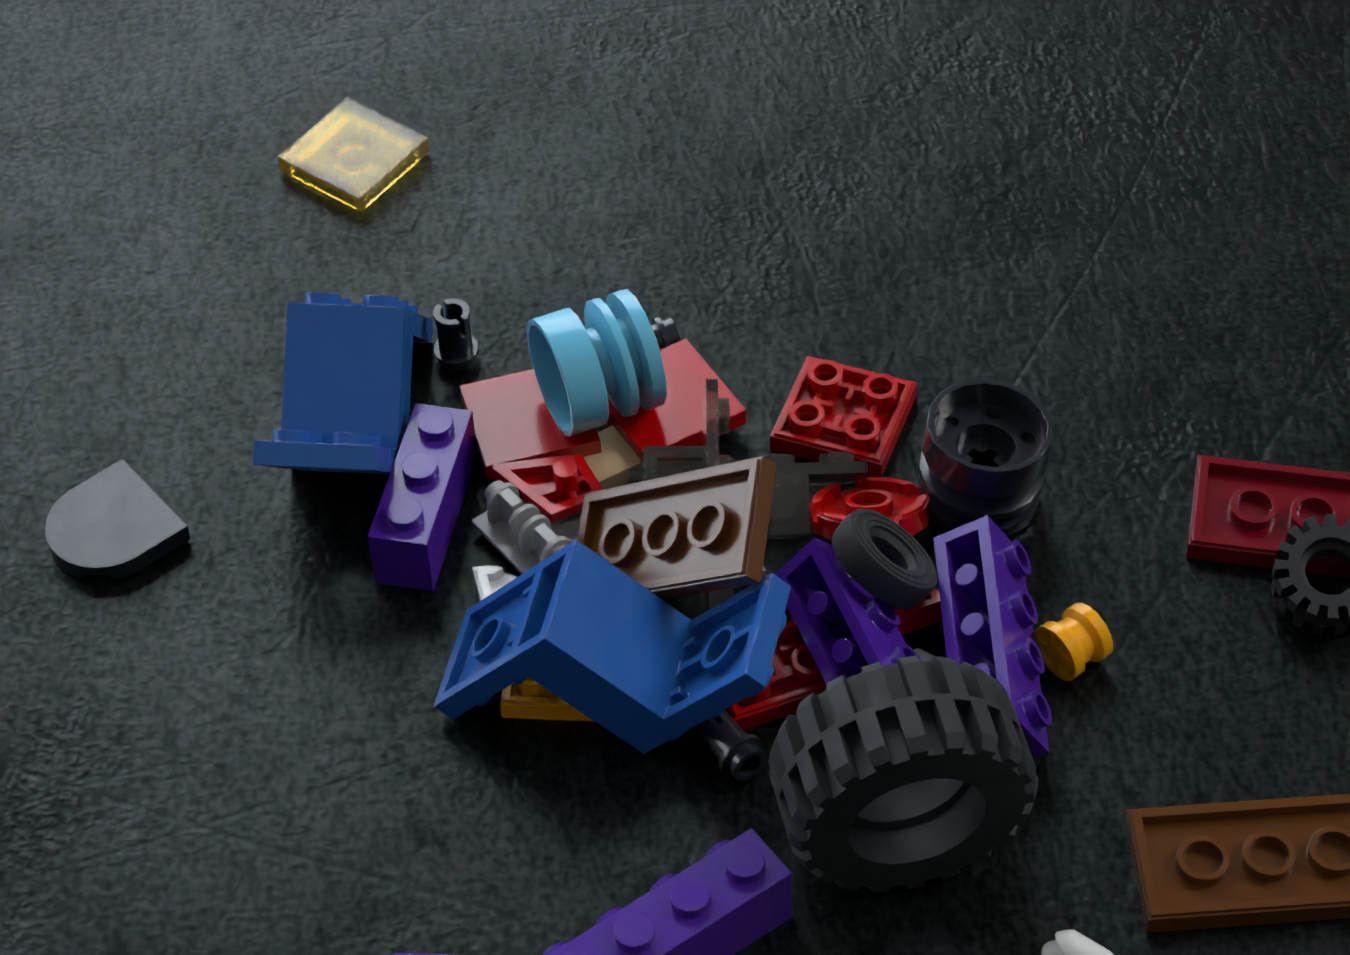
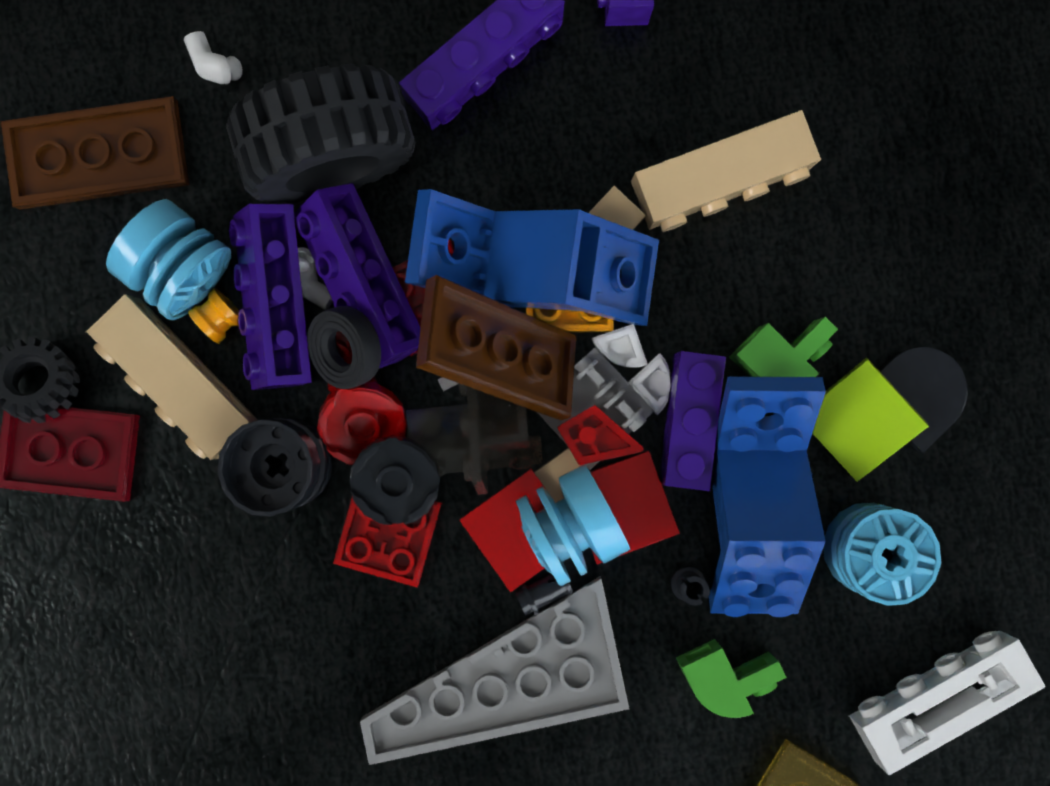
camera: 175 degrees right, 40 degrees up
(160, 225) = (993, 660): none -> white brick
(197, 486) = (865, 420): none -> lime tile
(208, 349) = (856, 548): none -> medium azure wheel
(289, 554) = (770, 355): none -> bright green brick
(324, 776) = (726, 170): none -> tan brick
(425, 245) = (724, 688): none -> bright green brick
(468, 548) = (653, 383): none -> white tile
(492, 741) = (618, 209): none -> tan tile
(711, 257) = (526, 679): none -> light grey wing
(825, 437) = (394, 480): none -> black tile
(1133, 576) = (170, 375): none -> tan brick
(1134, 683) = (168, 258): none -> medium azure wheel

